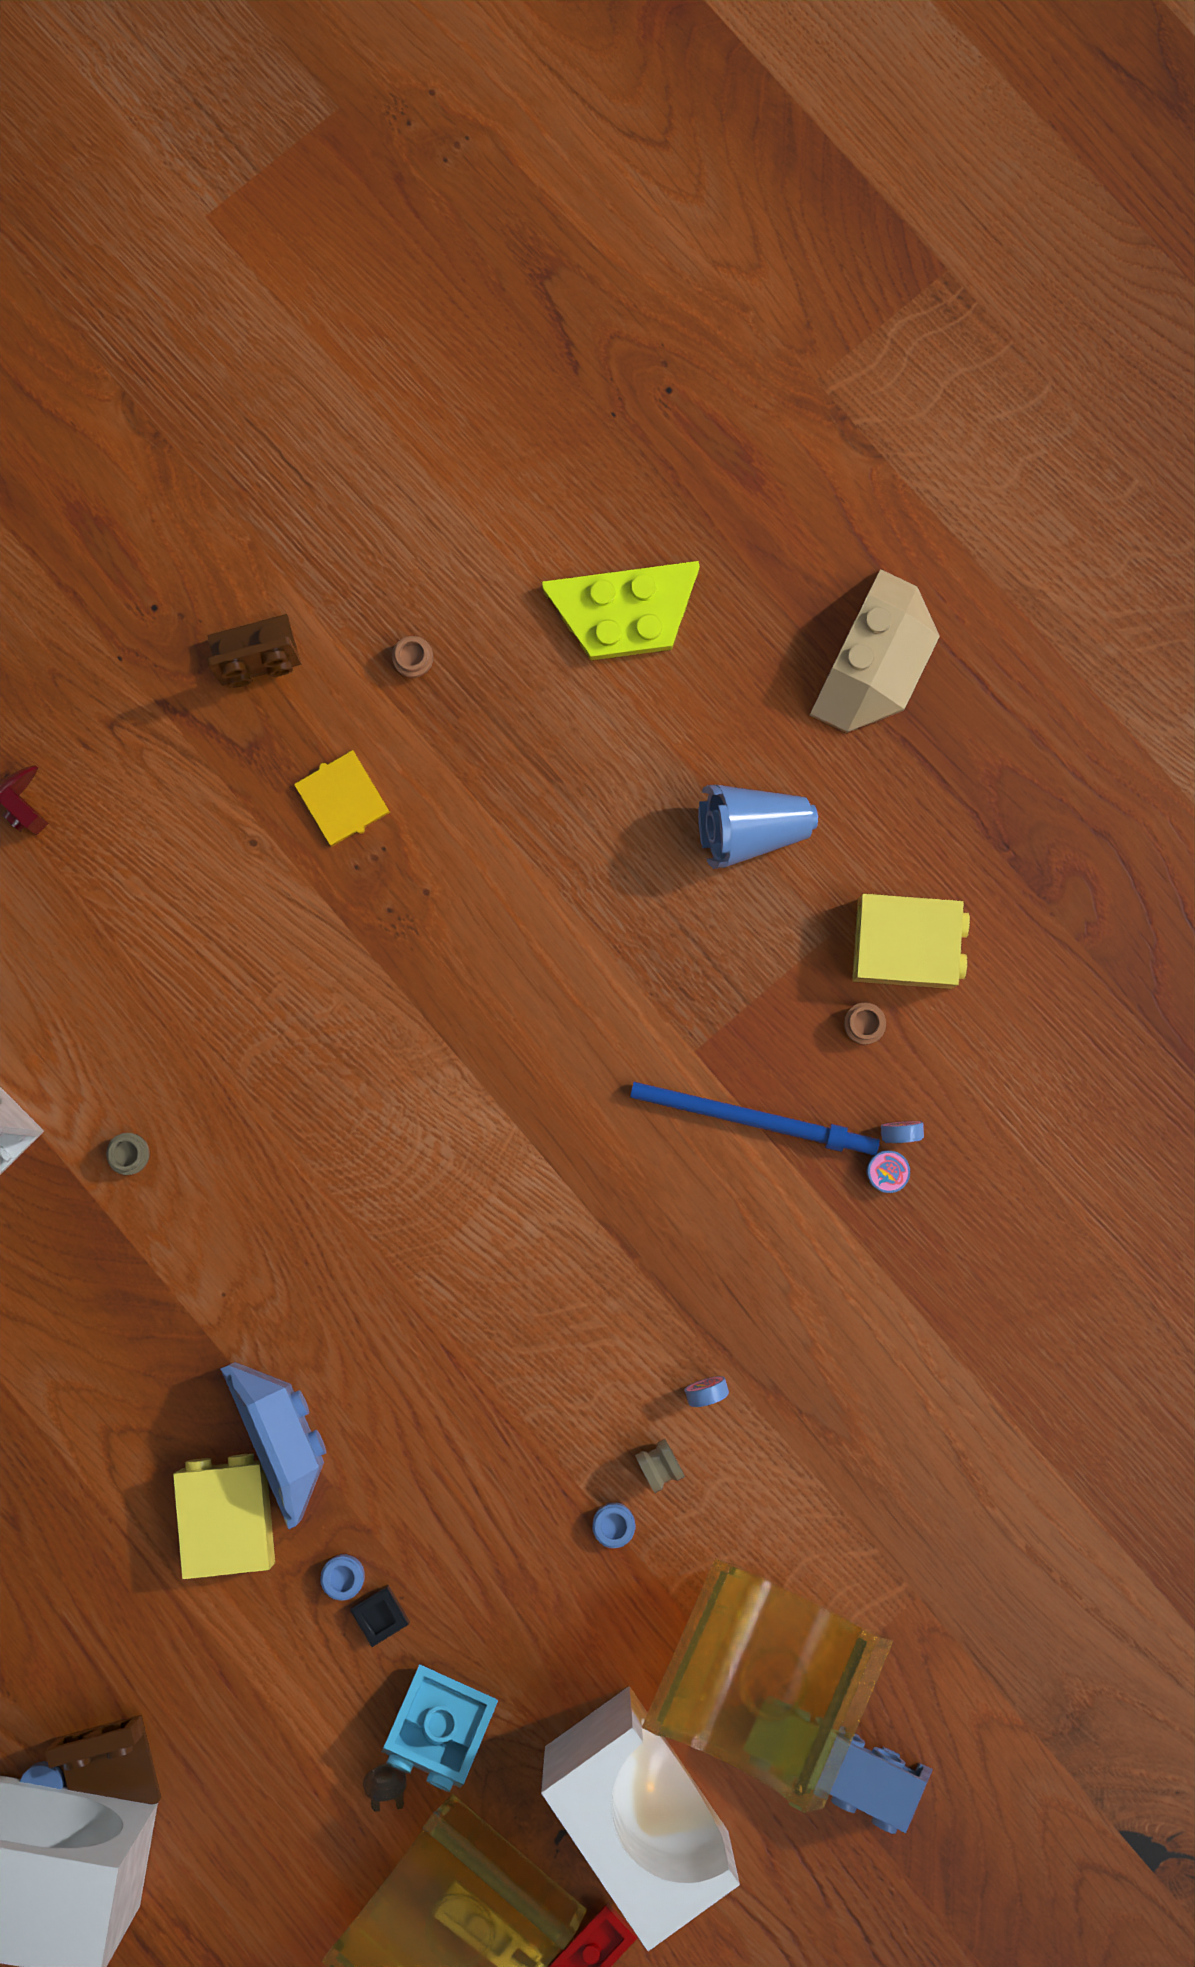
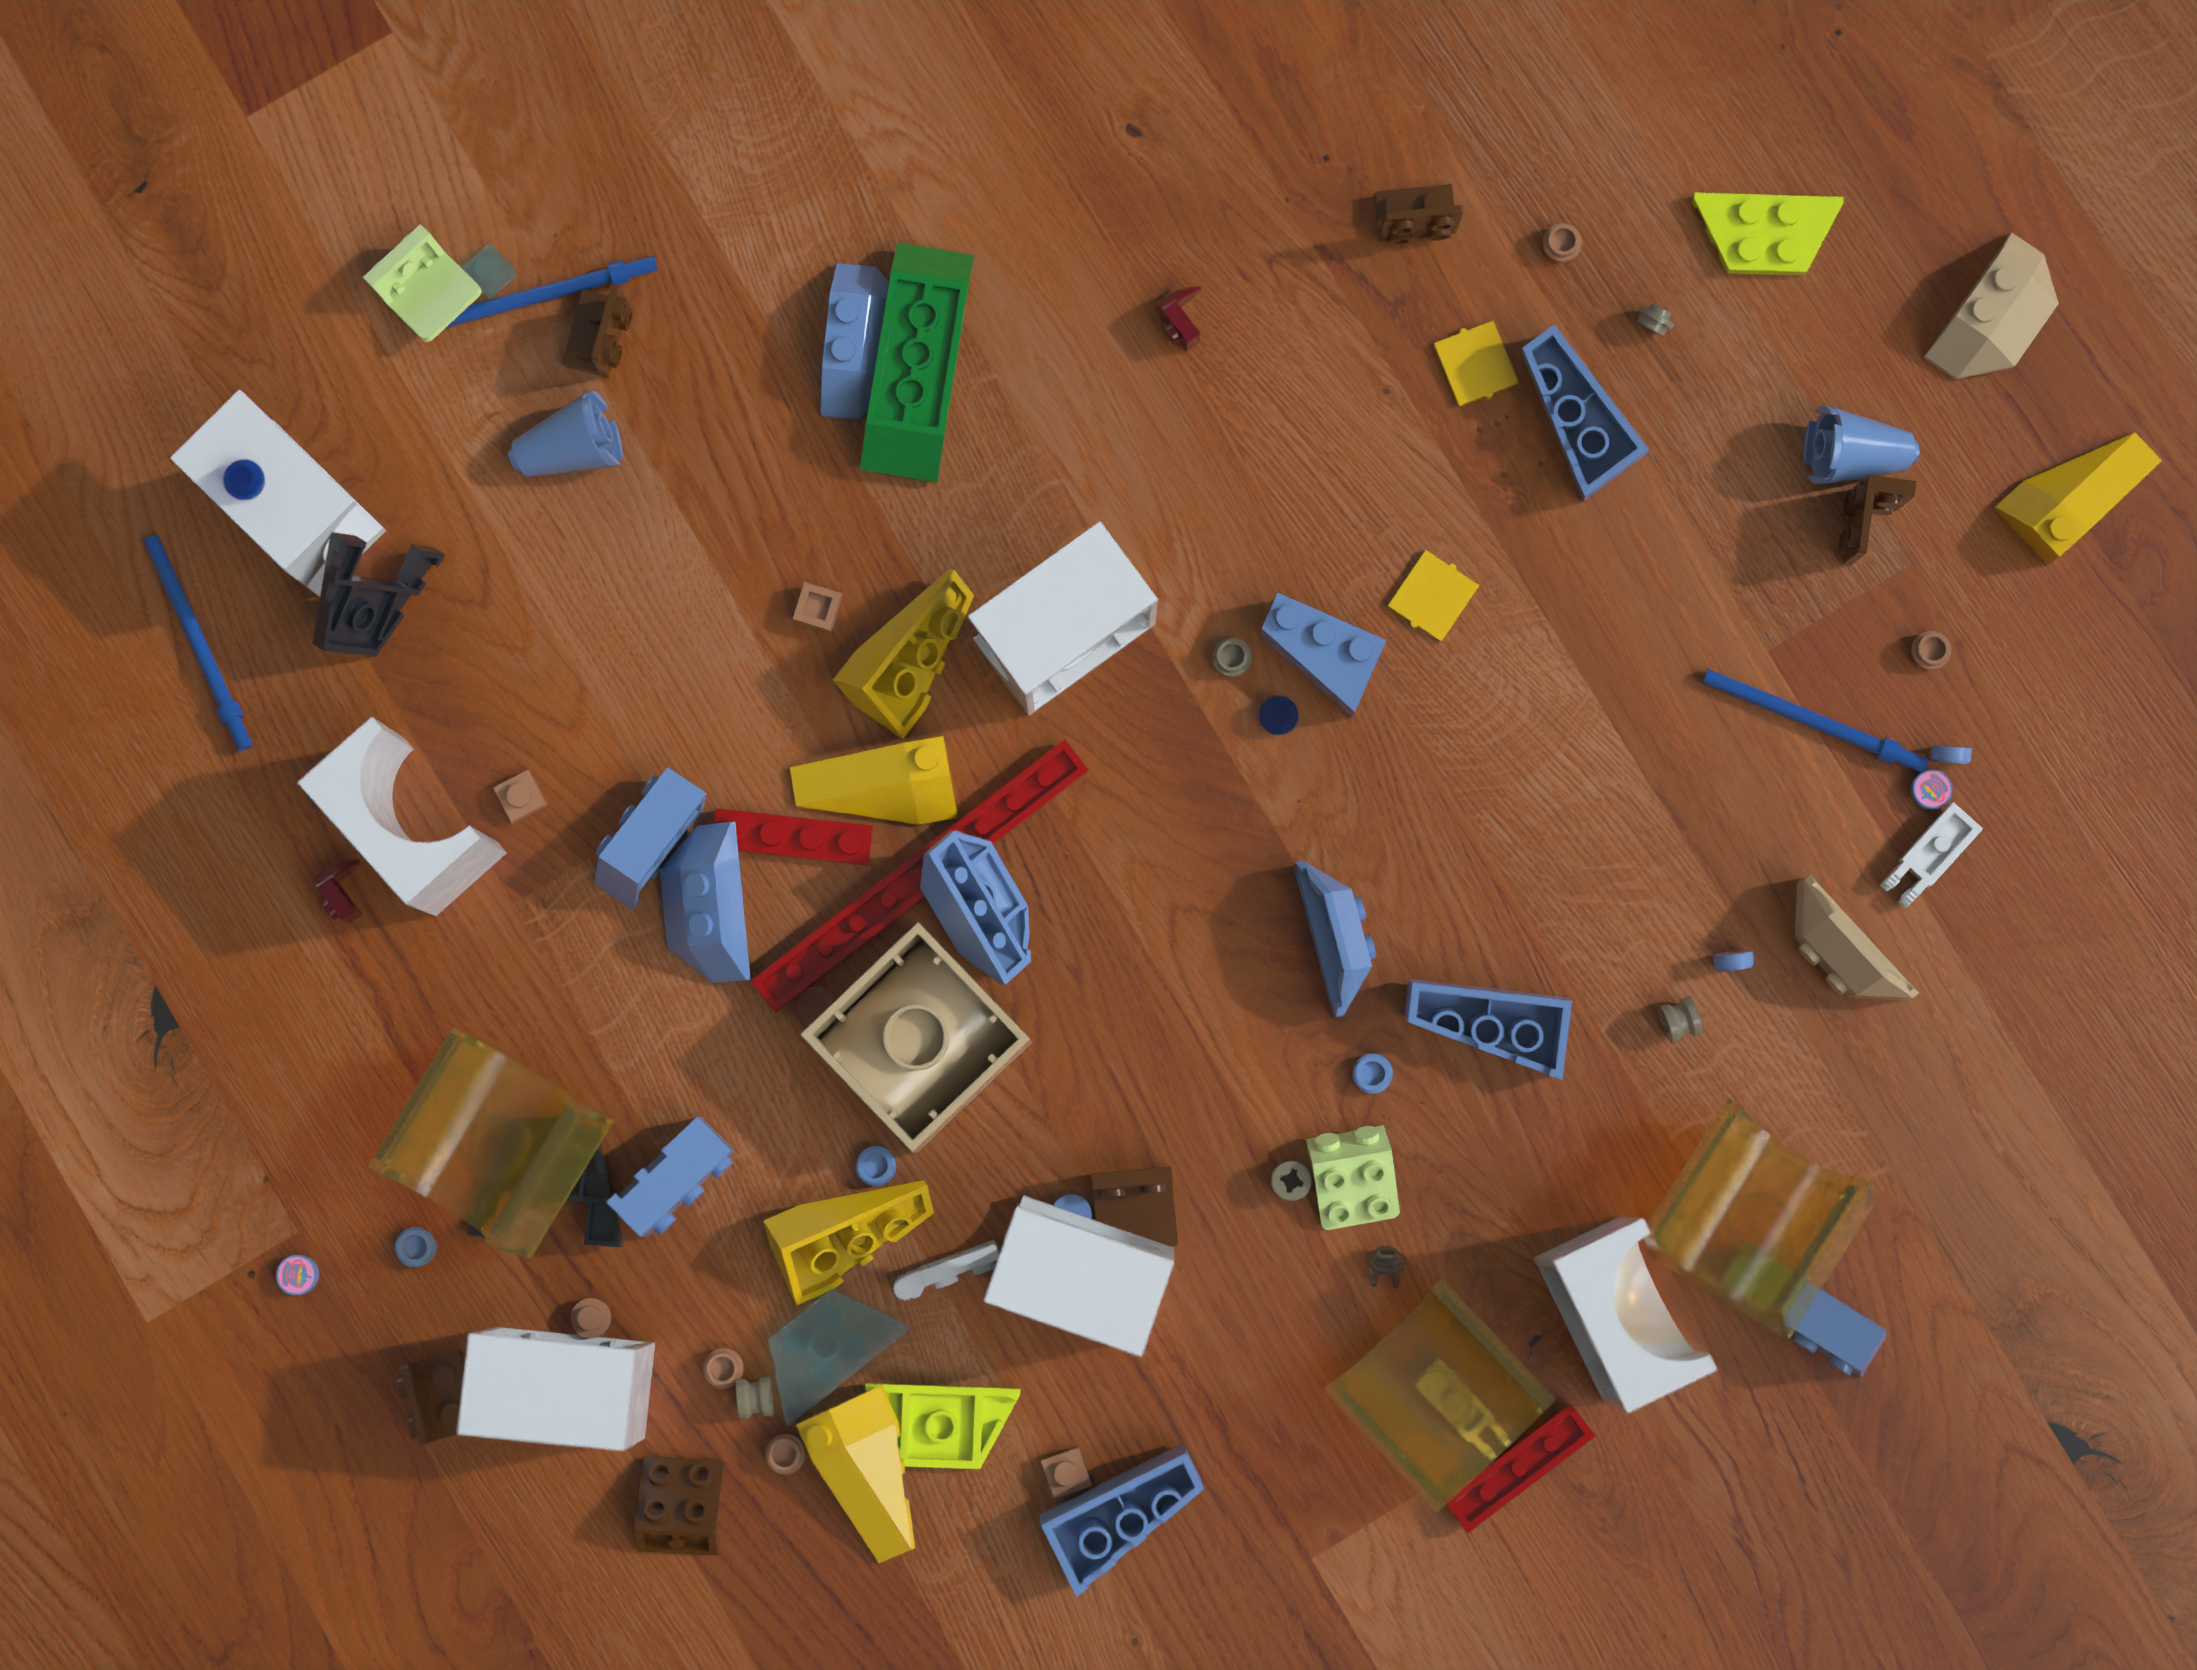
camera: 10 degrees right, 0 degrees up
(186, 1208) = (1278, 715): none -> clear blue plate
(222, 1132) = (1324, 649): none -> medium blue wedge
(223, 1517) = (1275, 998): light yellow brick -> none
(271, 1701) = (1285, 1181): none -> dark tan wheel
(333, 1052) = (1433, 596): none -> yellow piece
(335, 1695) = (1354, 1177): none -> yellowish green bracket
(380, 1615) = (1401, 1114): black tile -> none
(439, 1728) = (1443, 1221): medium azure plate -> none
(458, 1502) = (1502, 1022): none -> medium blue wedge
(463, 845) = (1584, 419): none -> medium blue wedge
(521, 721) = (1655, 319): none -> dark tan plate
(613, 1525) = (1628, 1068): medium blue tile -> none
(788, 872) = (1872, 495): none -> reddish brown bracket
(821, 1361) = (1843, 949): none -> tan wedge
(901, 1239) = (1934, 852): none -> white hinge
(910, 941) = (1985, 581): light yellow brick -> none
(985, 839) = (2071, 498): none -> yellow wedge

